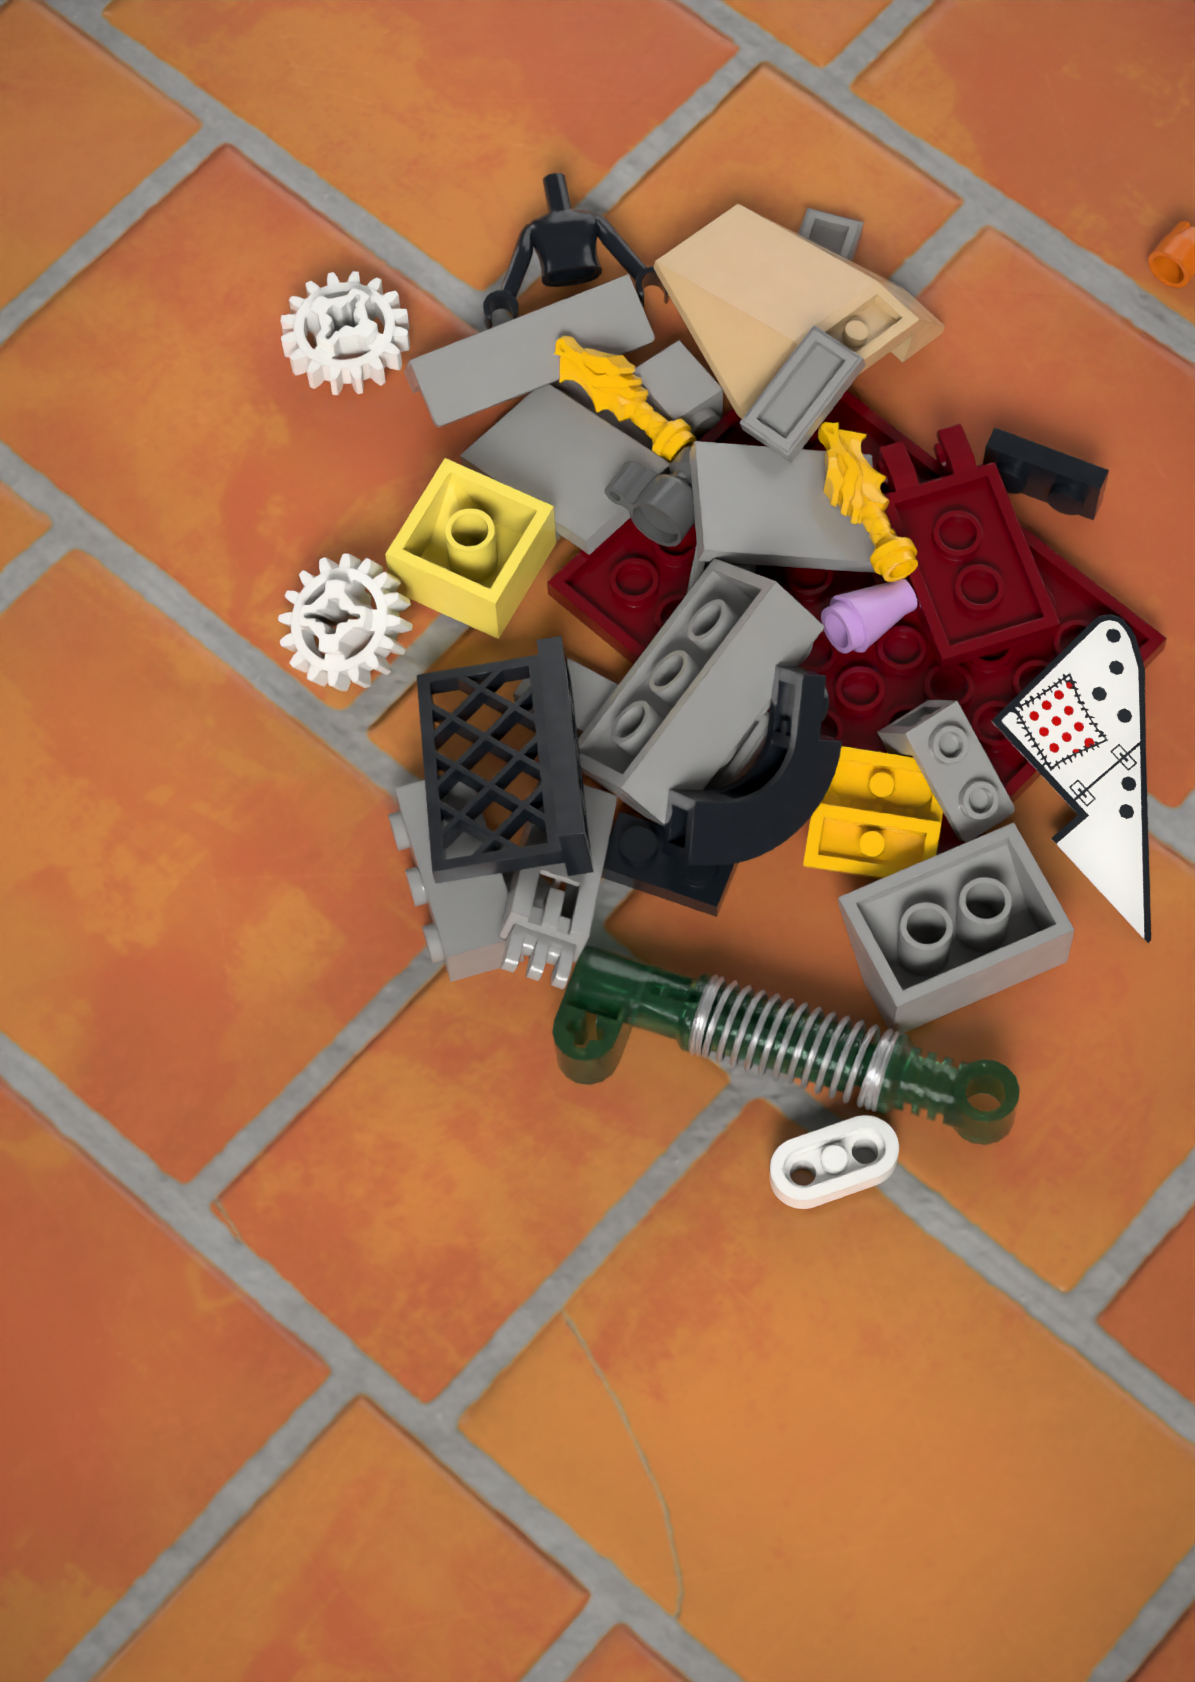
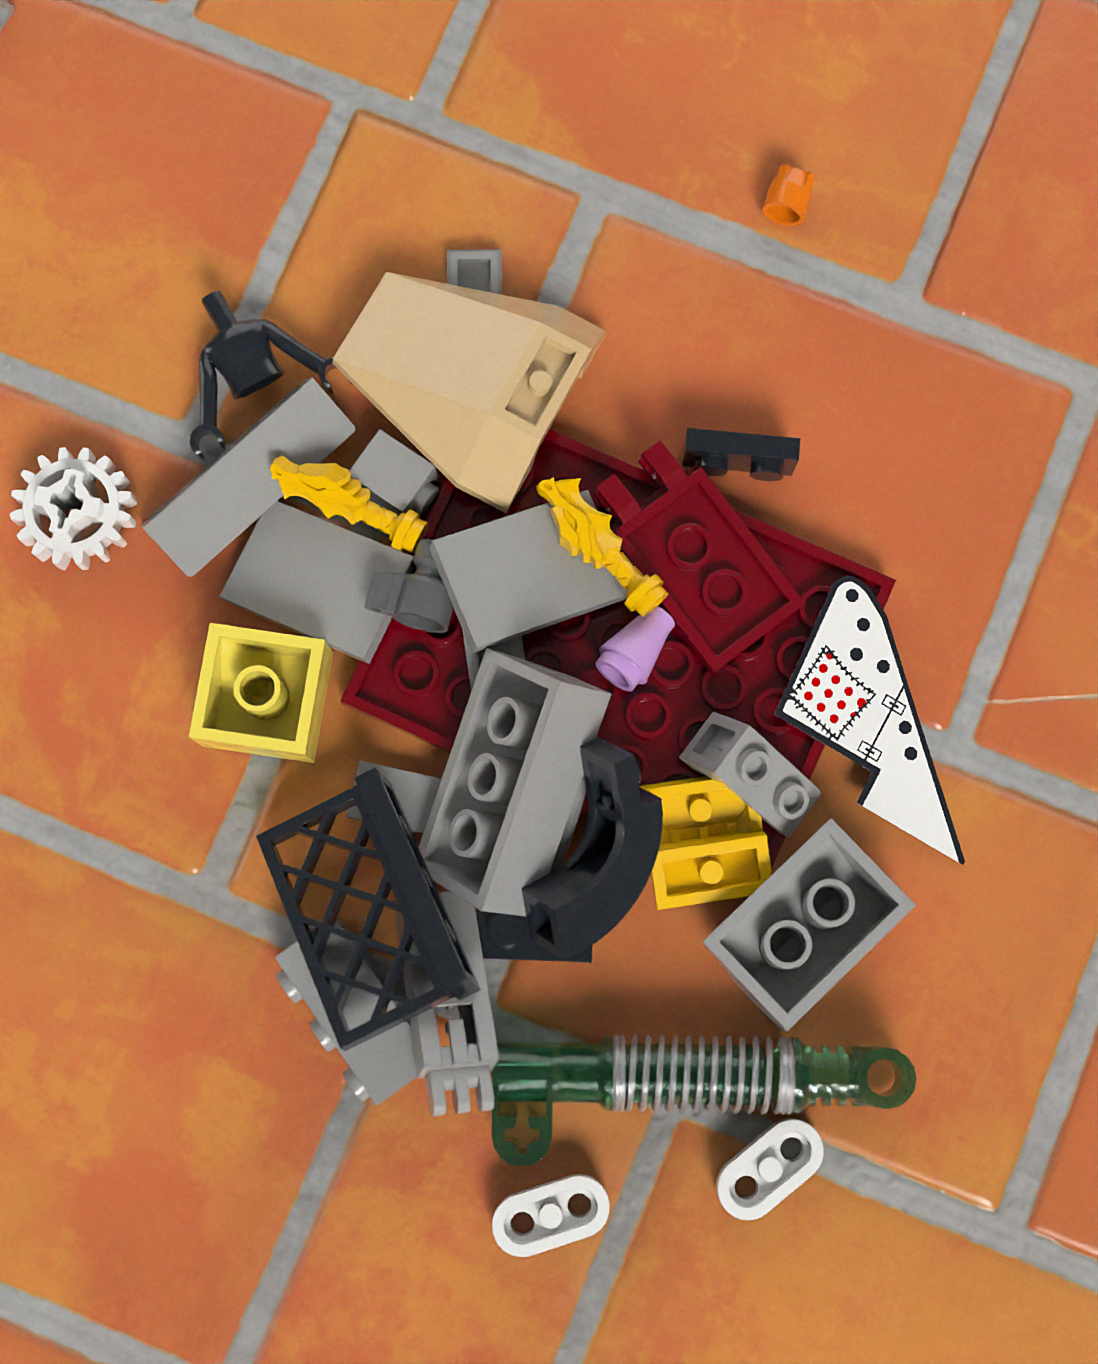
camera: 20 degrees left, 15 degrees up
(334, 601) = (178, 778): white gear -> none
(587, 1128) = (552, 1218): none -> white plate
(802, 393) = (514, 463): light grey tile -> none

